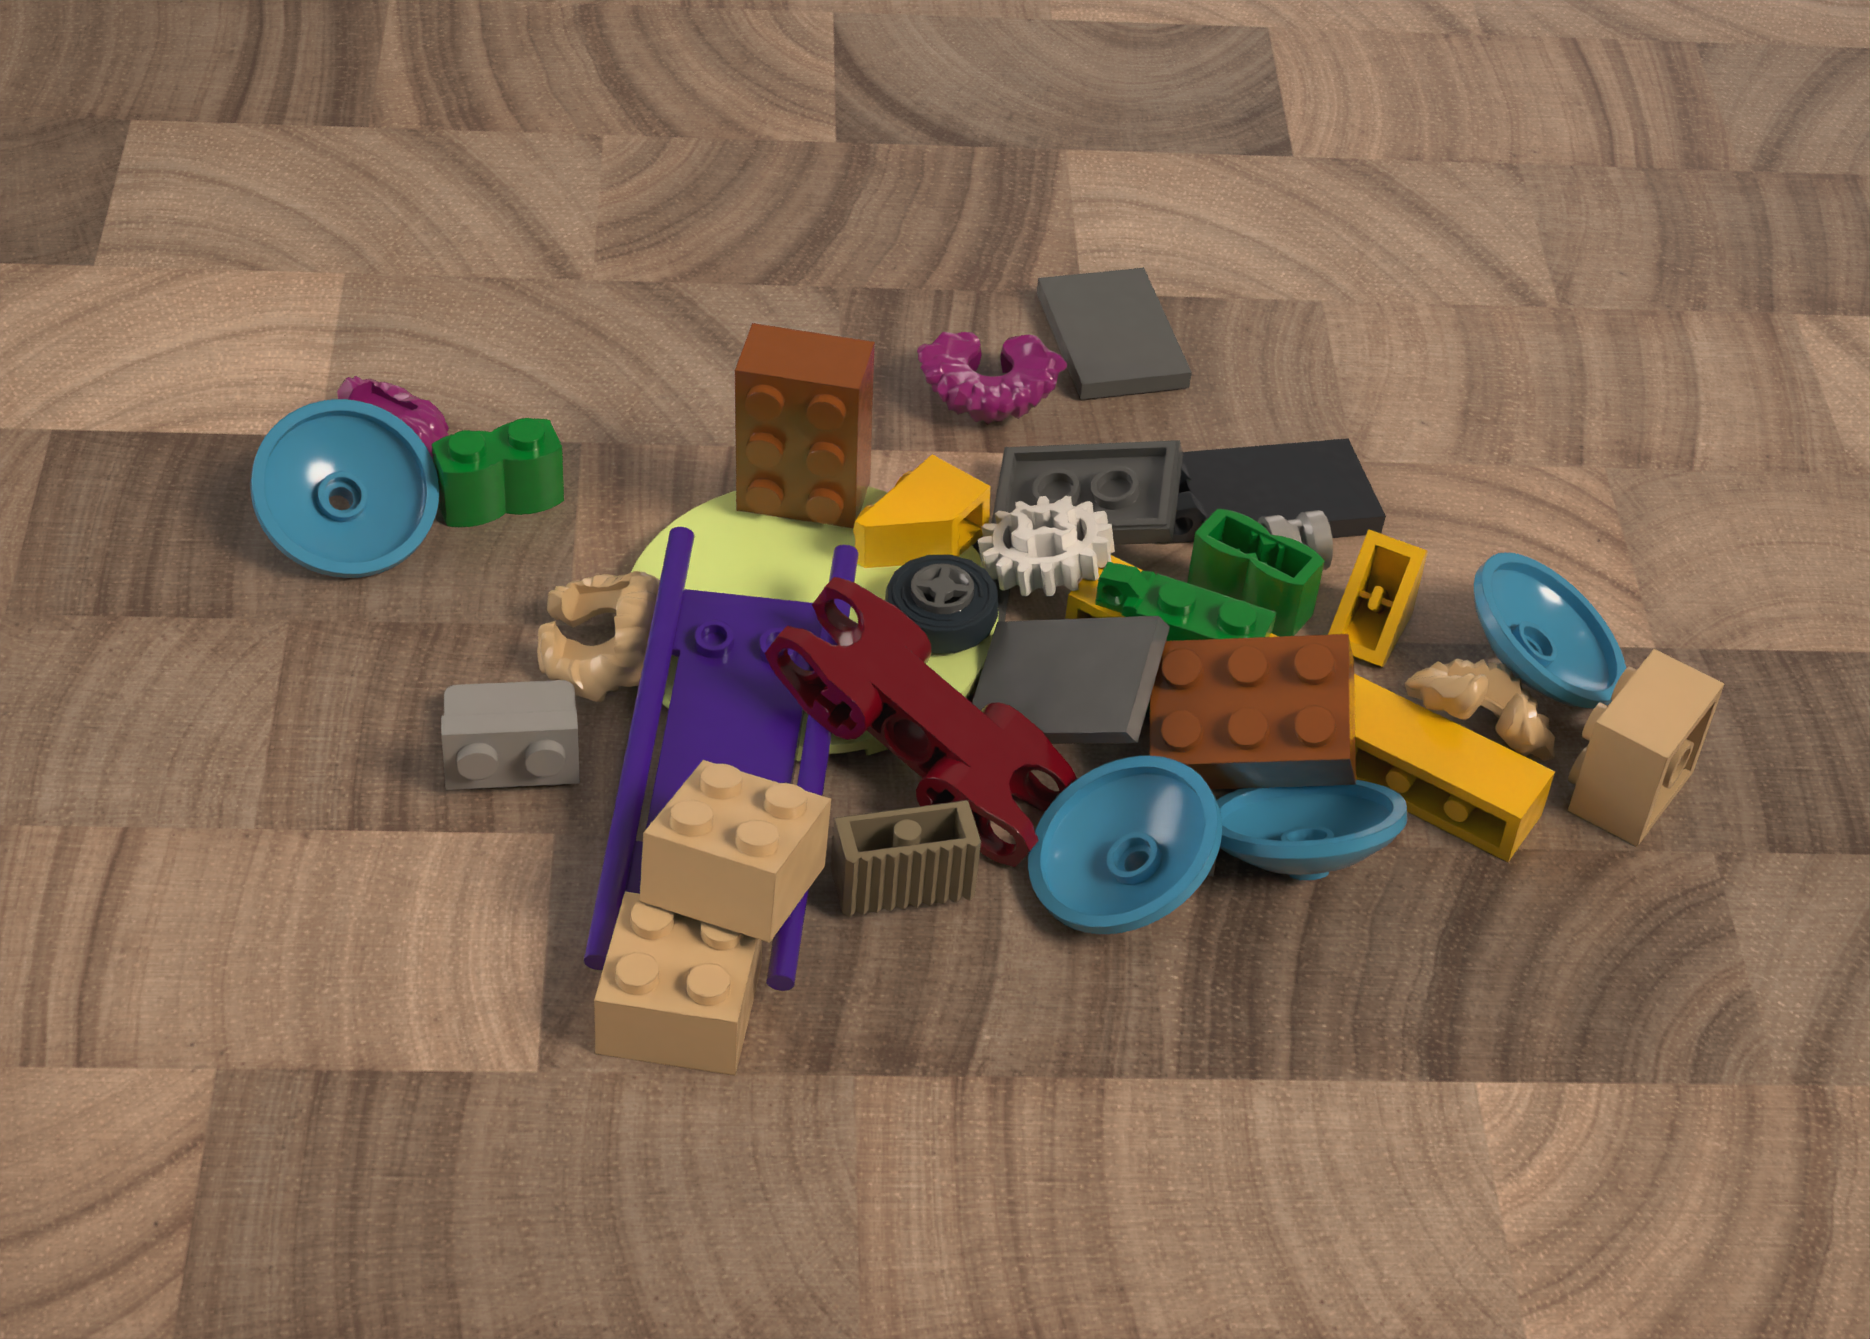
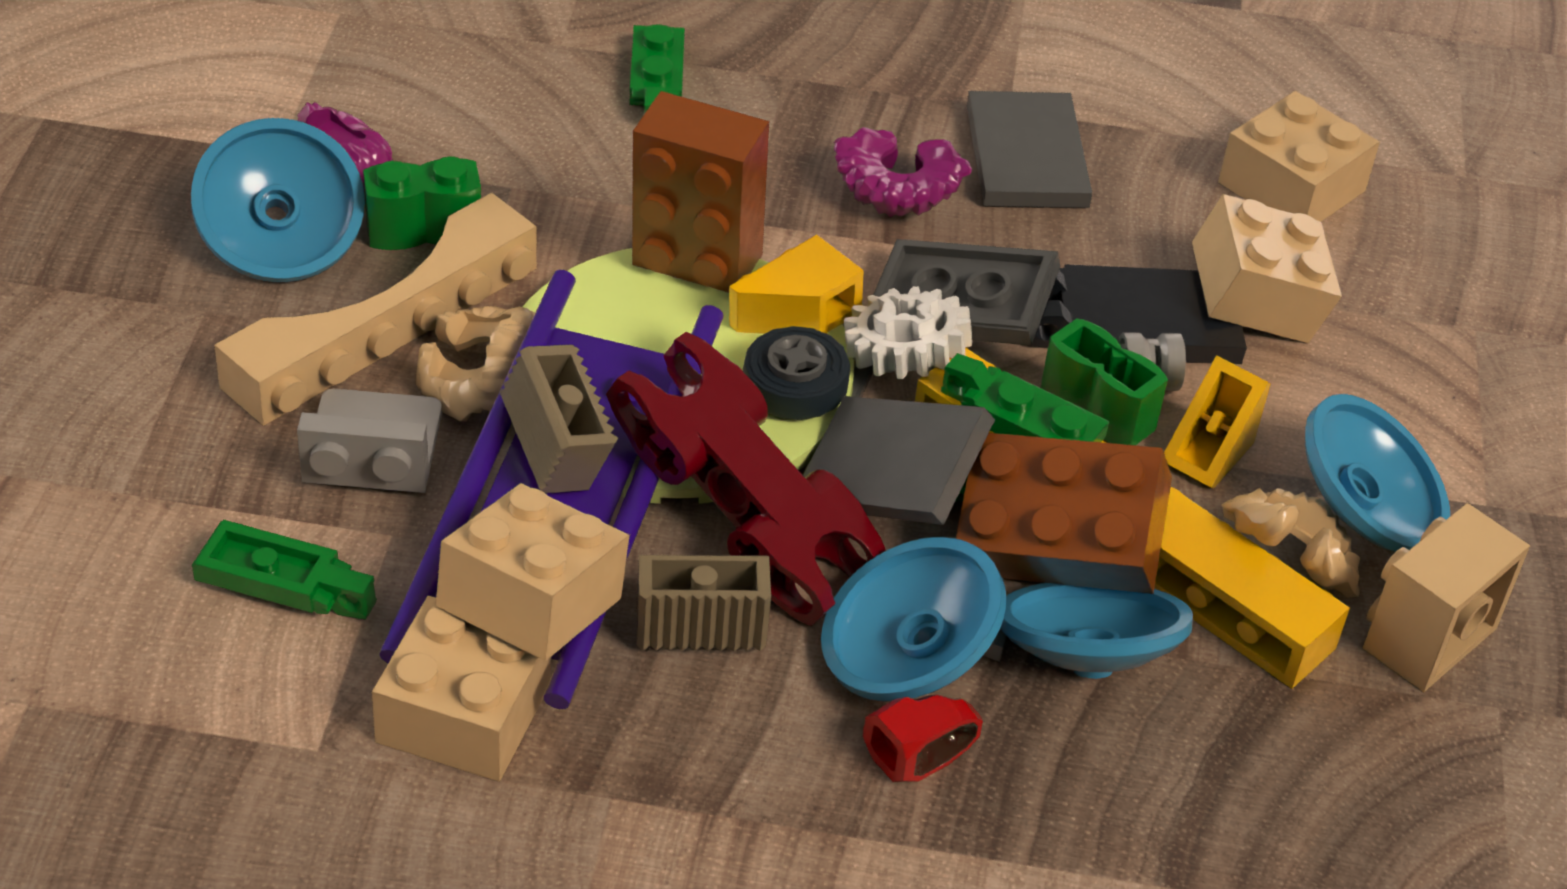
camera: 10 degrees right, 0 degrees up
(402, 659) = (292, 359): none -> tan arch
(455, 887) = (283, 571): none -> green hinge
(704, 297) = (656, 63): none -> green hinge
(719, 685) = (558, 417): none -> dark tan brick
(1155, 963) = (920, 735): none -> red rock
(1389, 431) = (1266, 268): none -> tan brick
(1393, 313) = (1299, 158): none -> tan brick

